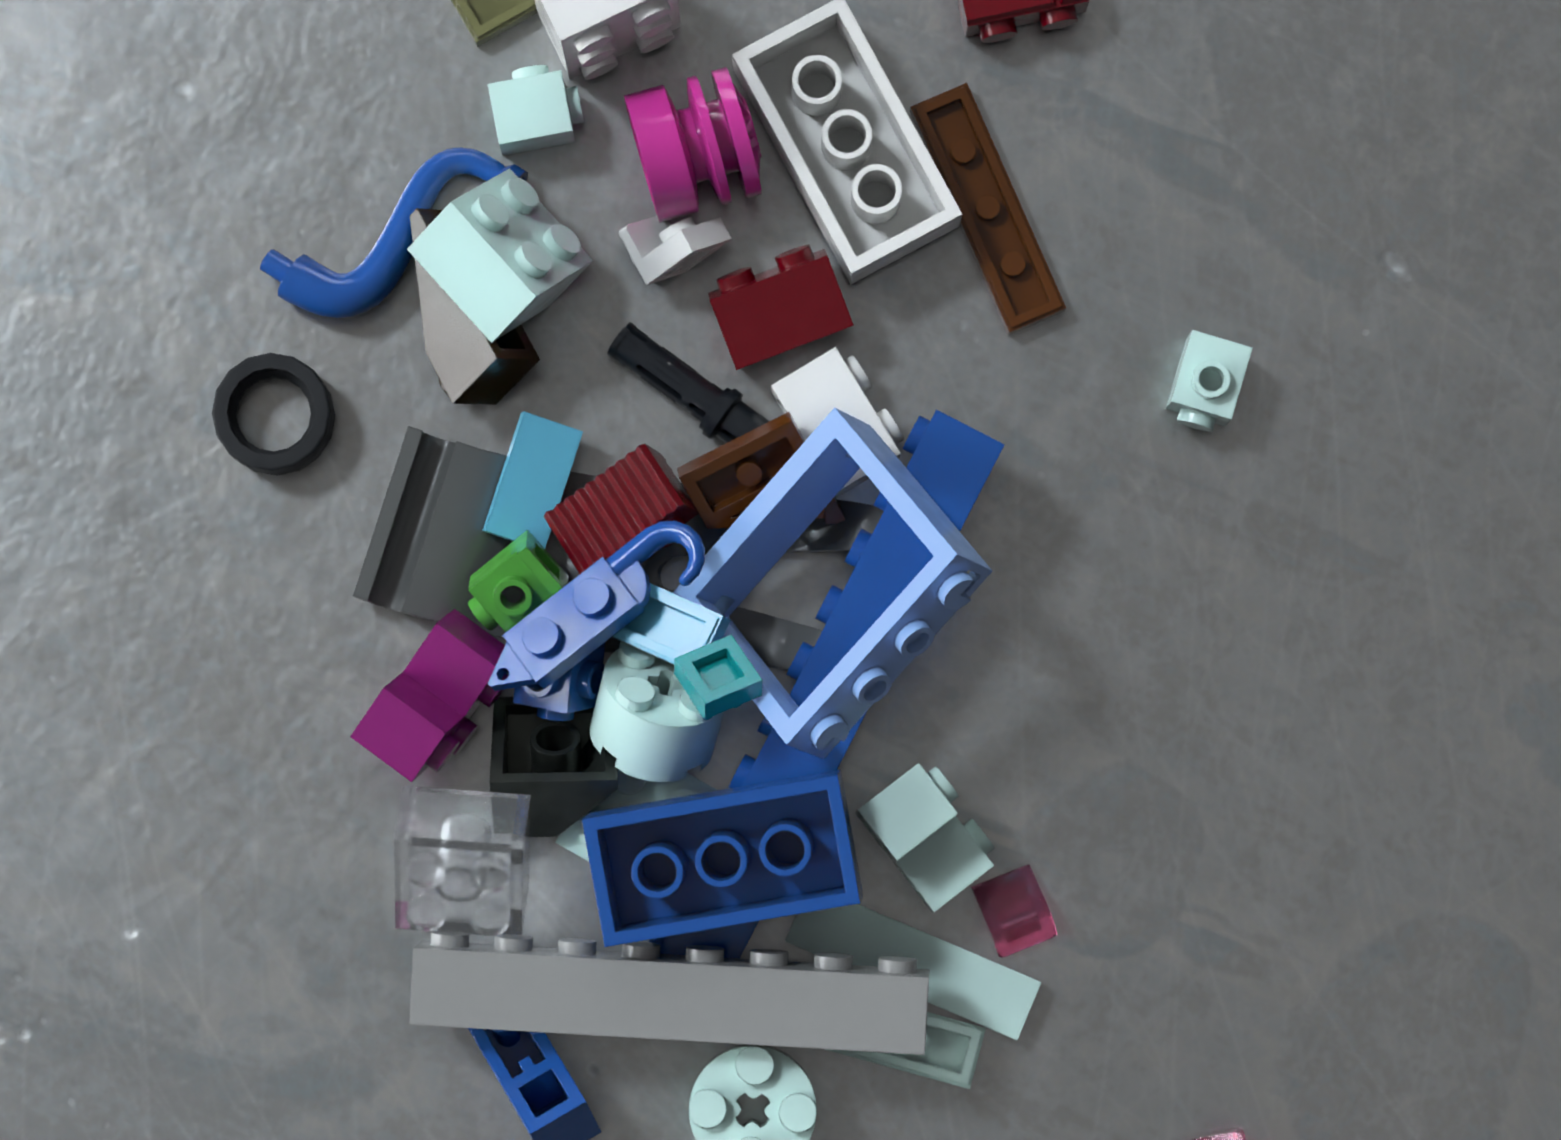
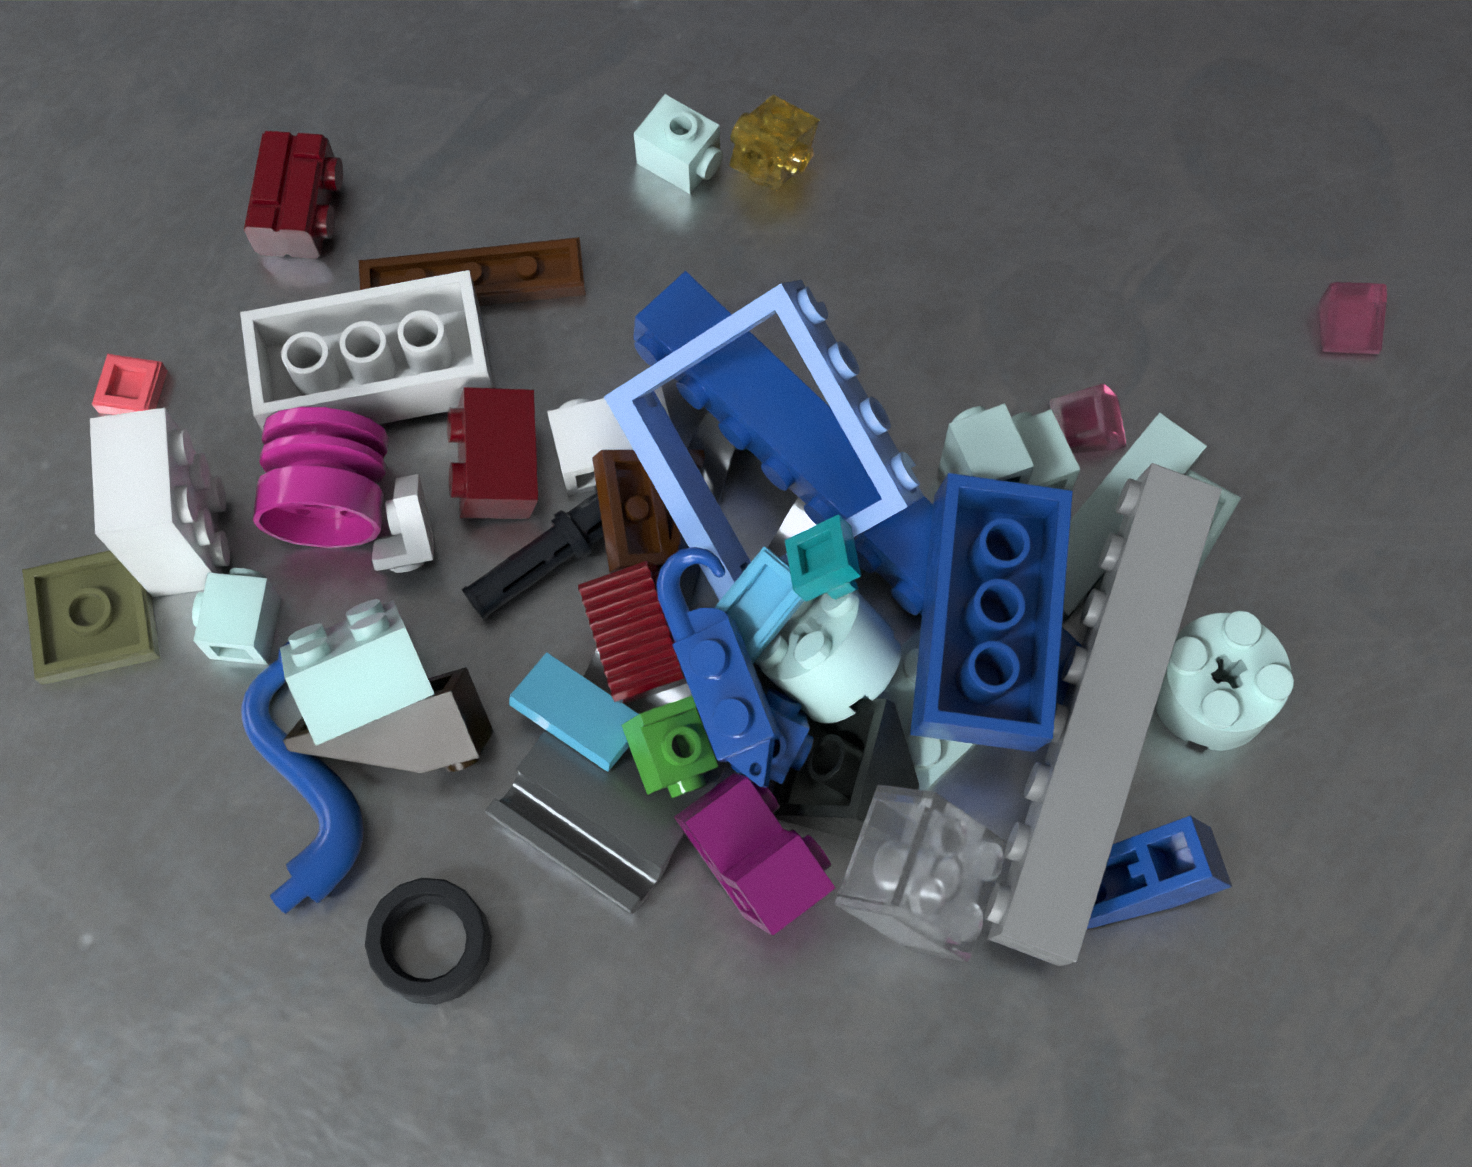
camera: 70 degrees left, 15 degrees down
(1235, 483) = (773, 142): none -> clear yellow brick

